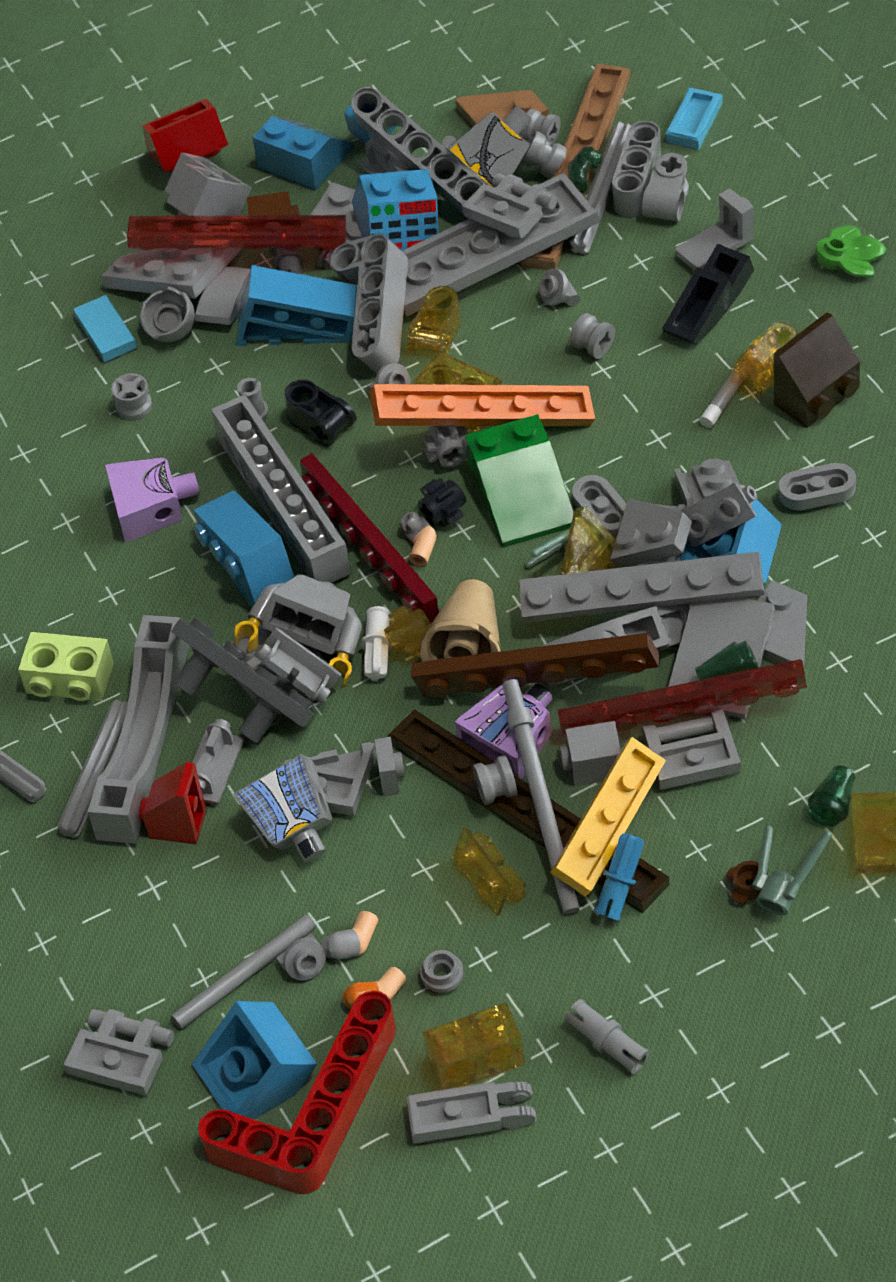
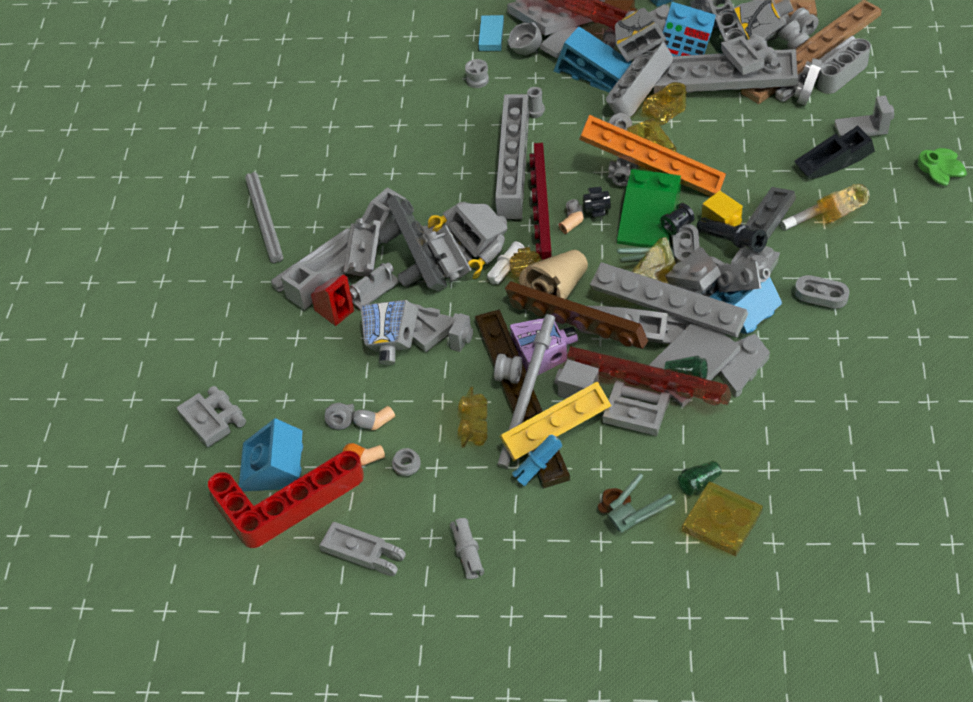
camera: 30 degrees right, 0 degrees up
(66, 666) = (337, 198): yellowish green brick -> none
(148, 495) = (444, 128): lavender torso -> none
(170, 715) = (361, 248): none -> light grey hinge
(242, 972) = (302, 407): light grey bar -> none
(243, 544) = (471, 174): dark azure wedge -> none
(317, 411) = (565, 121): black piece -> none
(344, 239) = (637, 34): none -> light grey torso
(474, 1047) = (388, 514): clear yellow brick -> none
(556, 288) = (750, 113): light grey plate -> none
(573, 475) = (672, 217): none -> black bush
(585, 159) = (807, 51): clear green arm -> none
(592, 335) = (749, 147): light grey wheel -> none
(611, 220) = (811, 72): none -> light grey plate
(620, 442) = (722, 209): none -> yellow brick
(666, 189) = (853, 84): light grey piece -> none
(671, 460) = (739, 235): none -> black pin
(680, 420) = (771, 210): none -> dark grey plate
(693, 118) = (901, 52): medium azure tile -> none
(815, 371) = (865, 222): dark brown slope -> none

